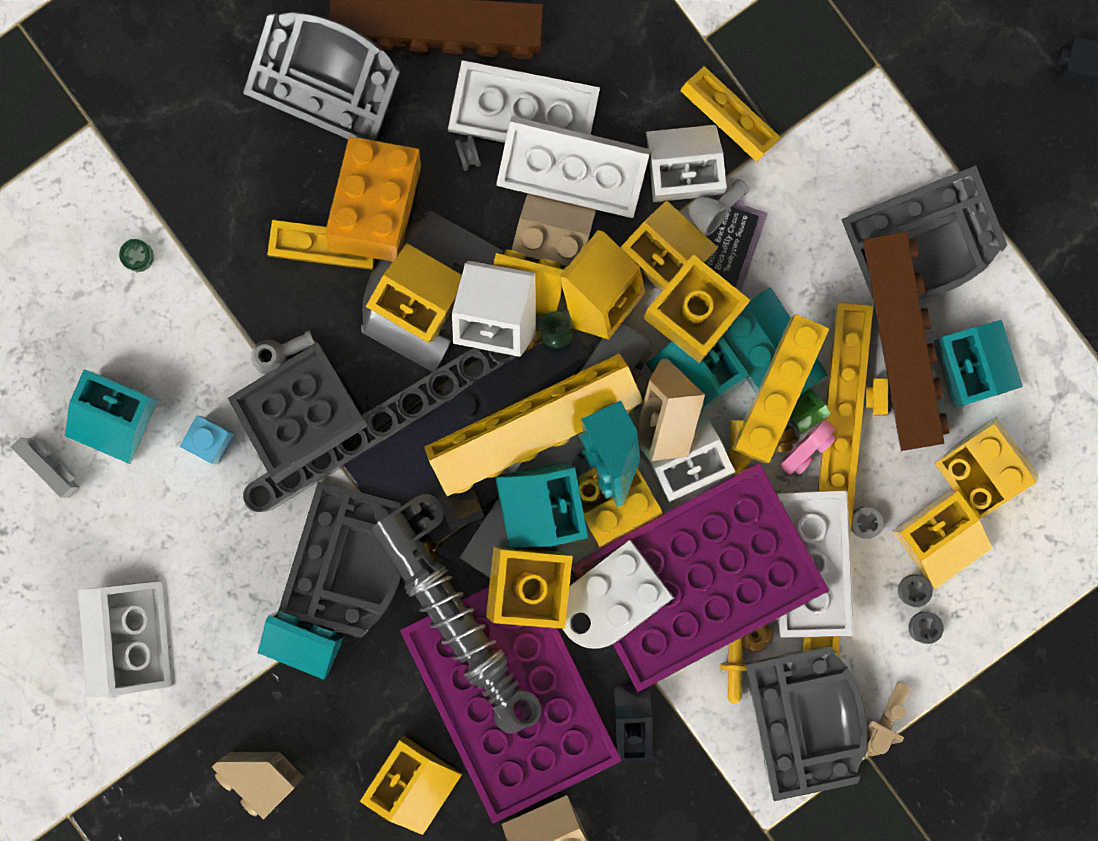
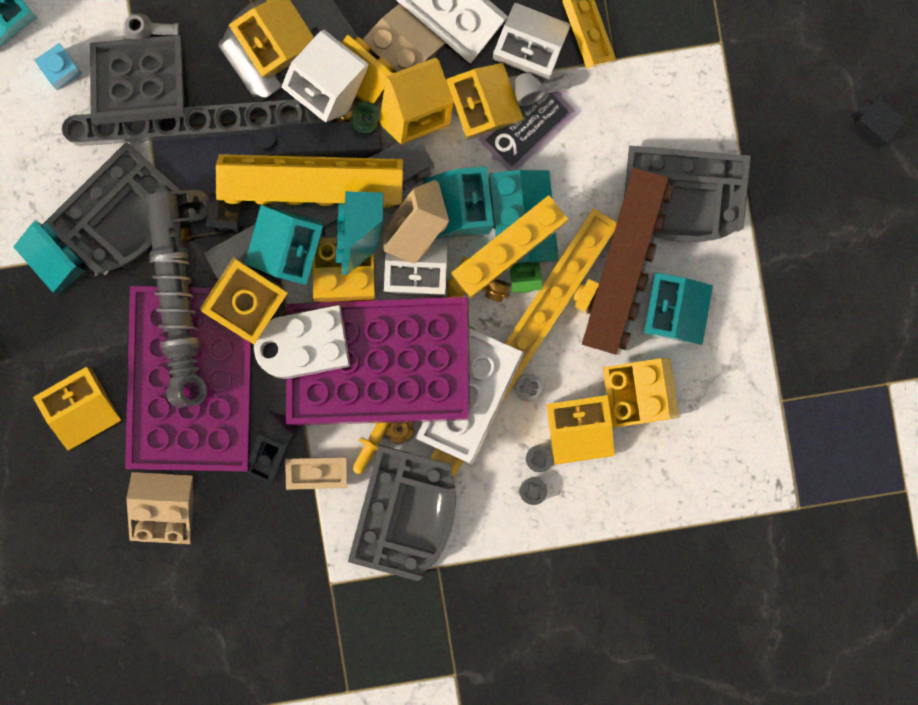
camera: 25 degrees right, 0 degrees up
(693, 725) = (316, 473): none -> tan plate
(696, 308) = (477, 154): yellow brick -> none
(800, 456) = (522, 303): bright pink plate -> none
(880, 734) = (457, 552): tan arm -> none

